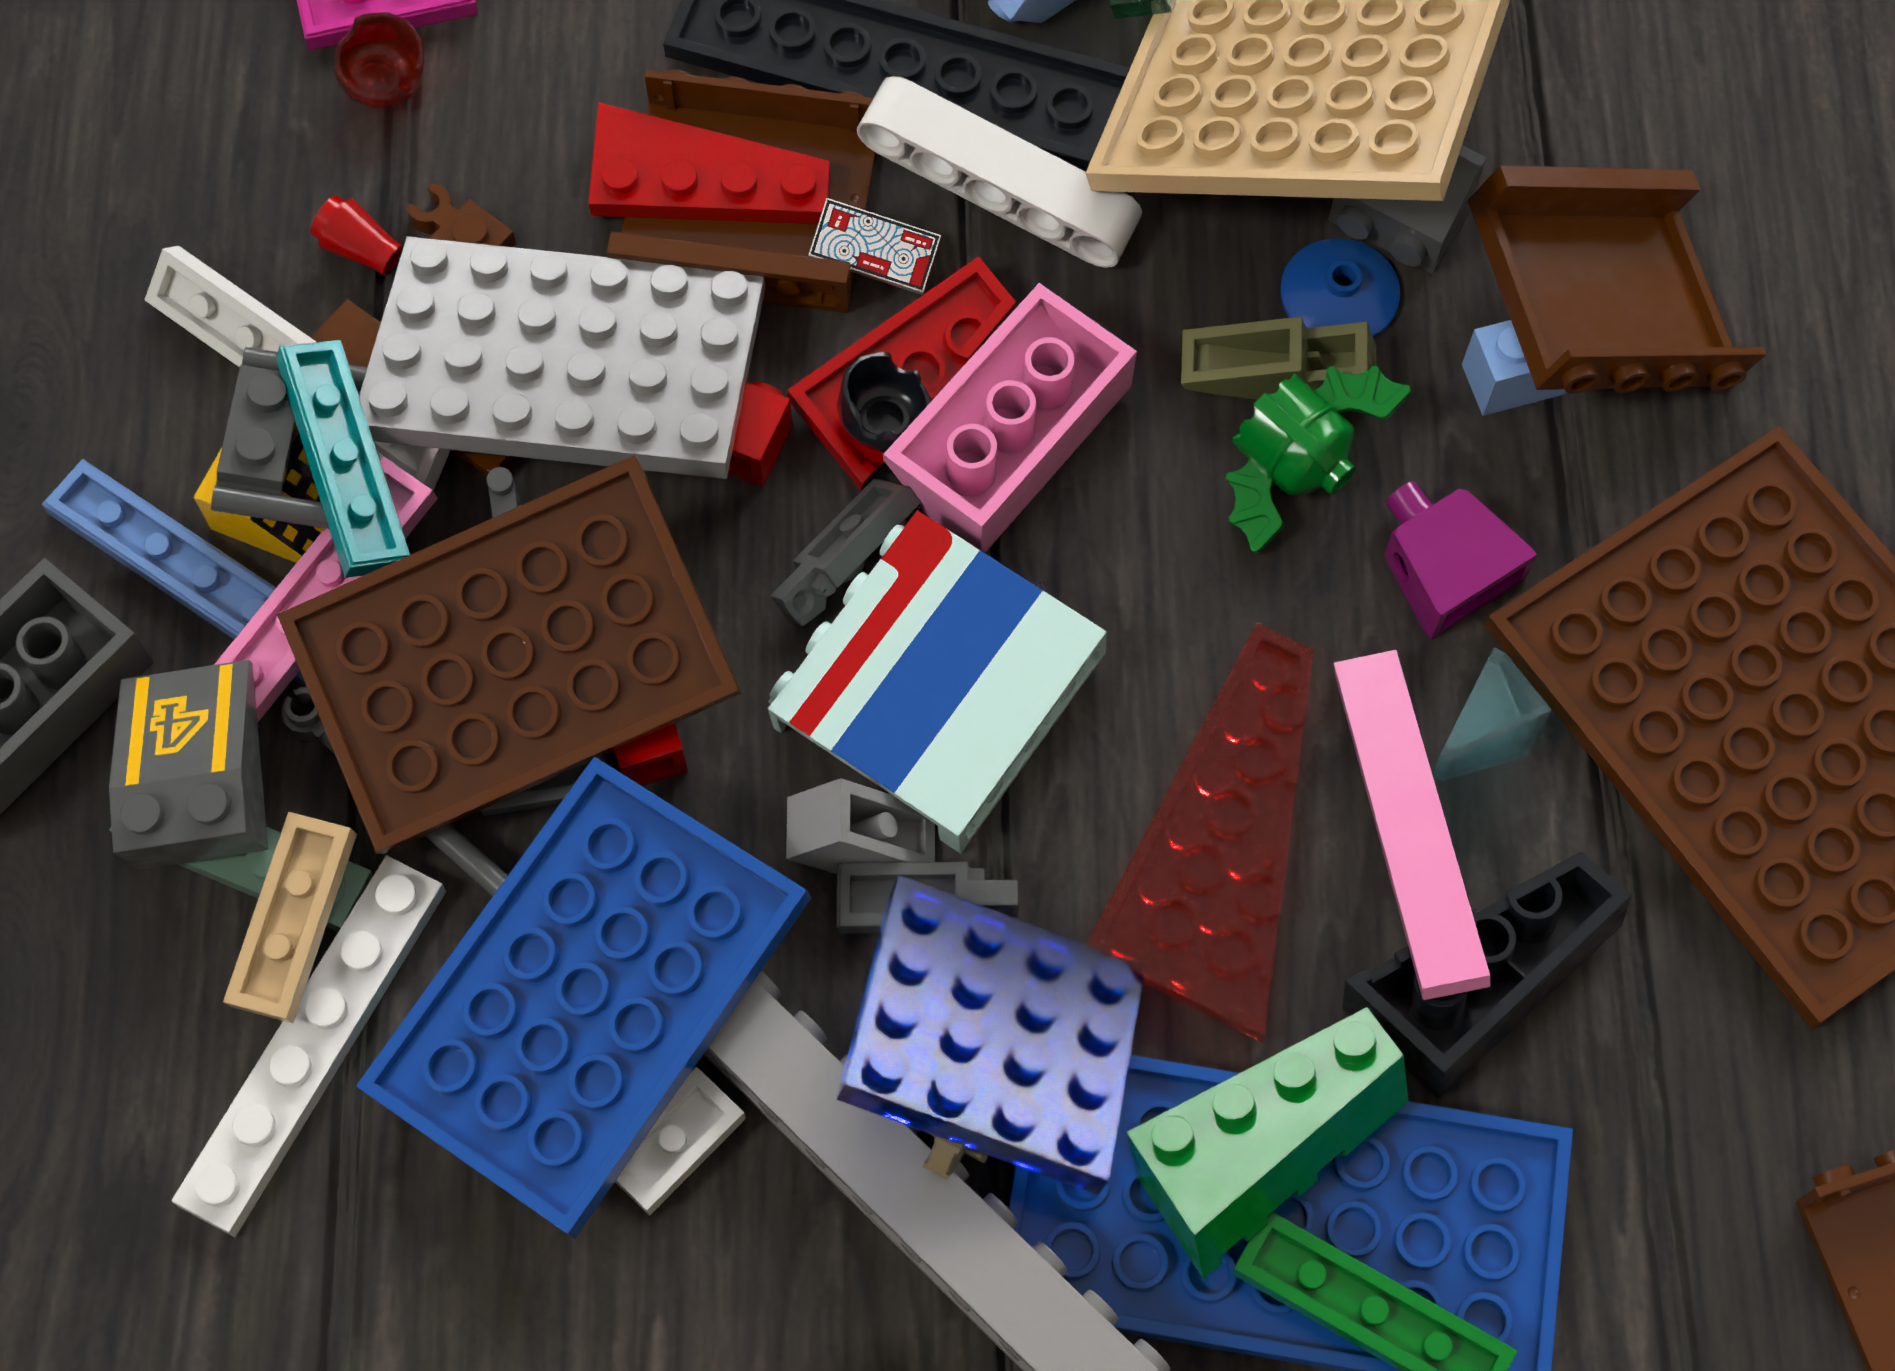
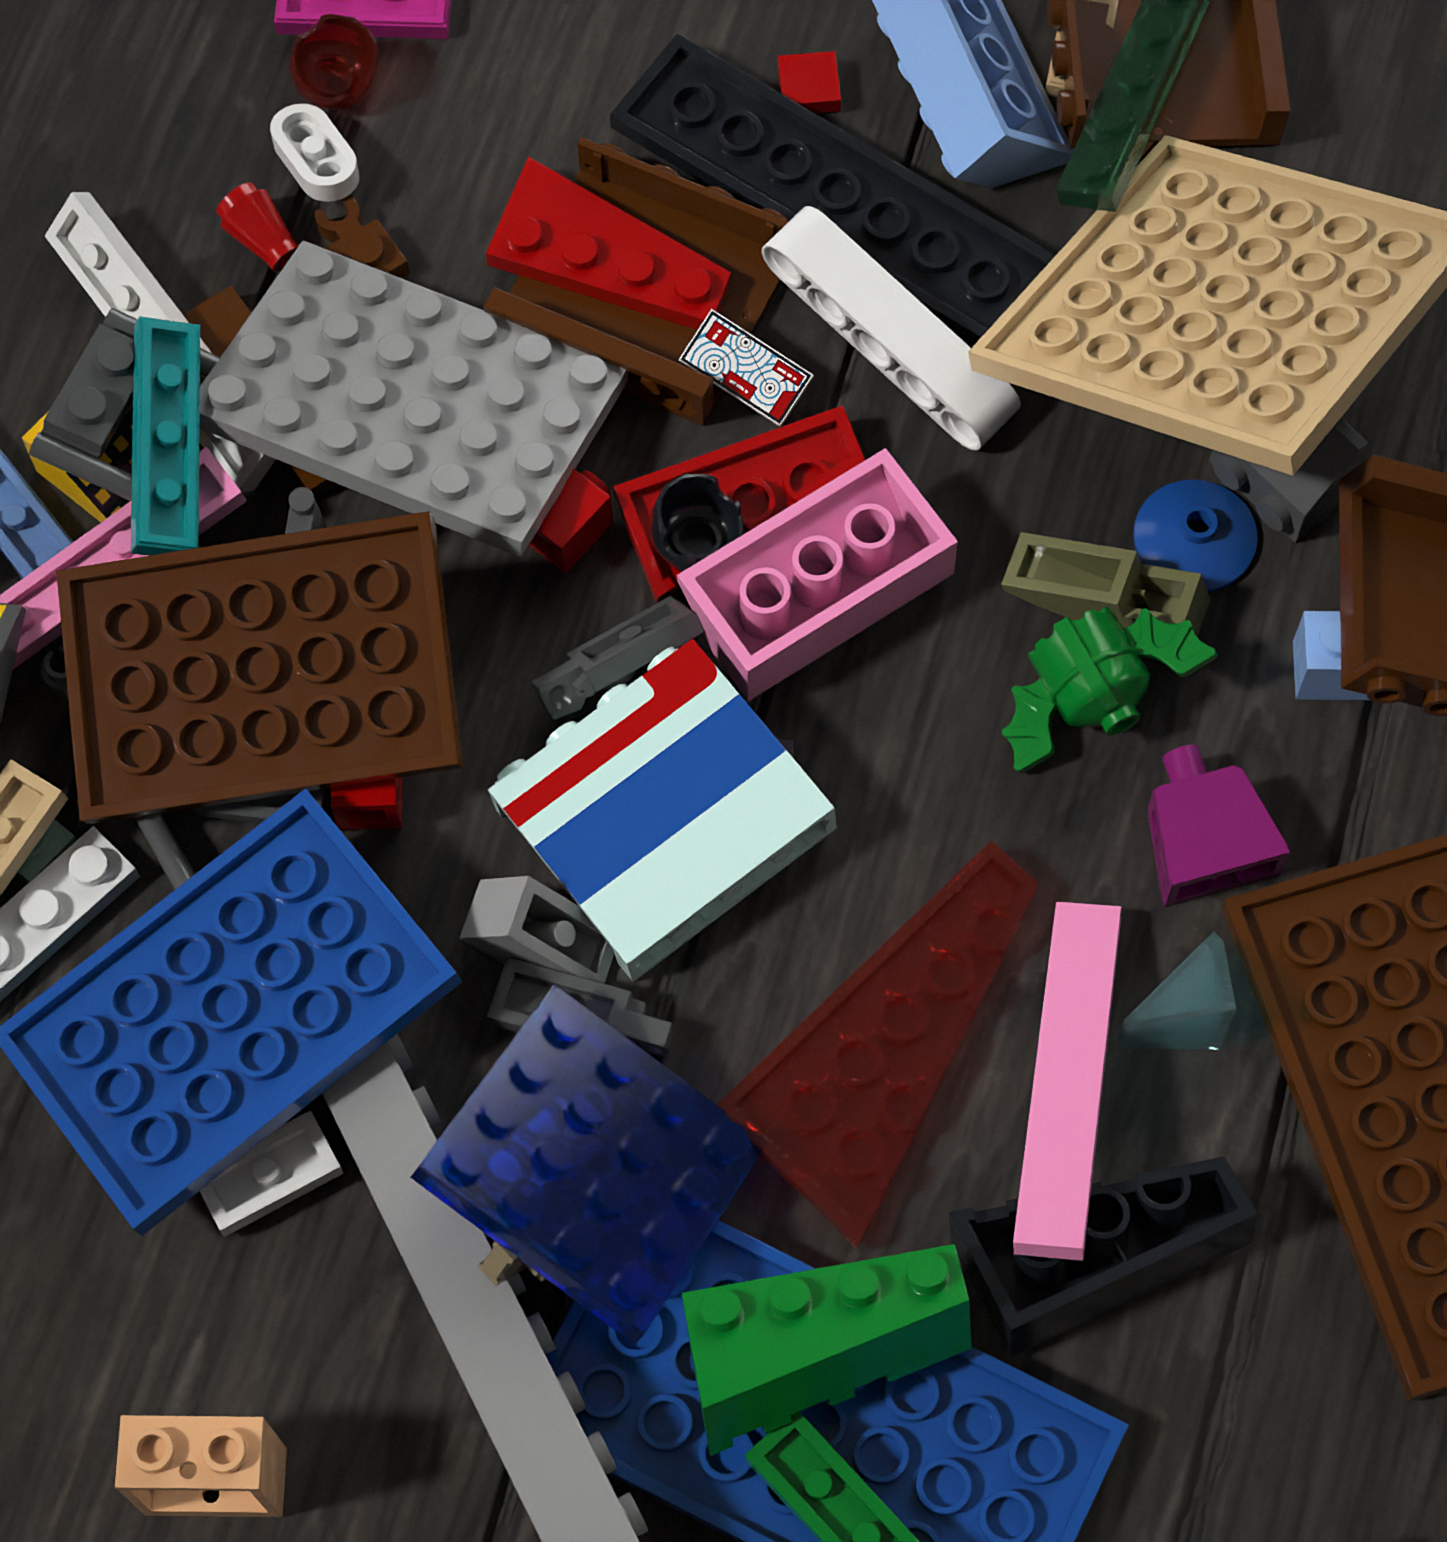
camera: 20 degrees right, 0 degrees up
(397, 160) = (323, 160): none -> white plate

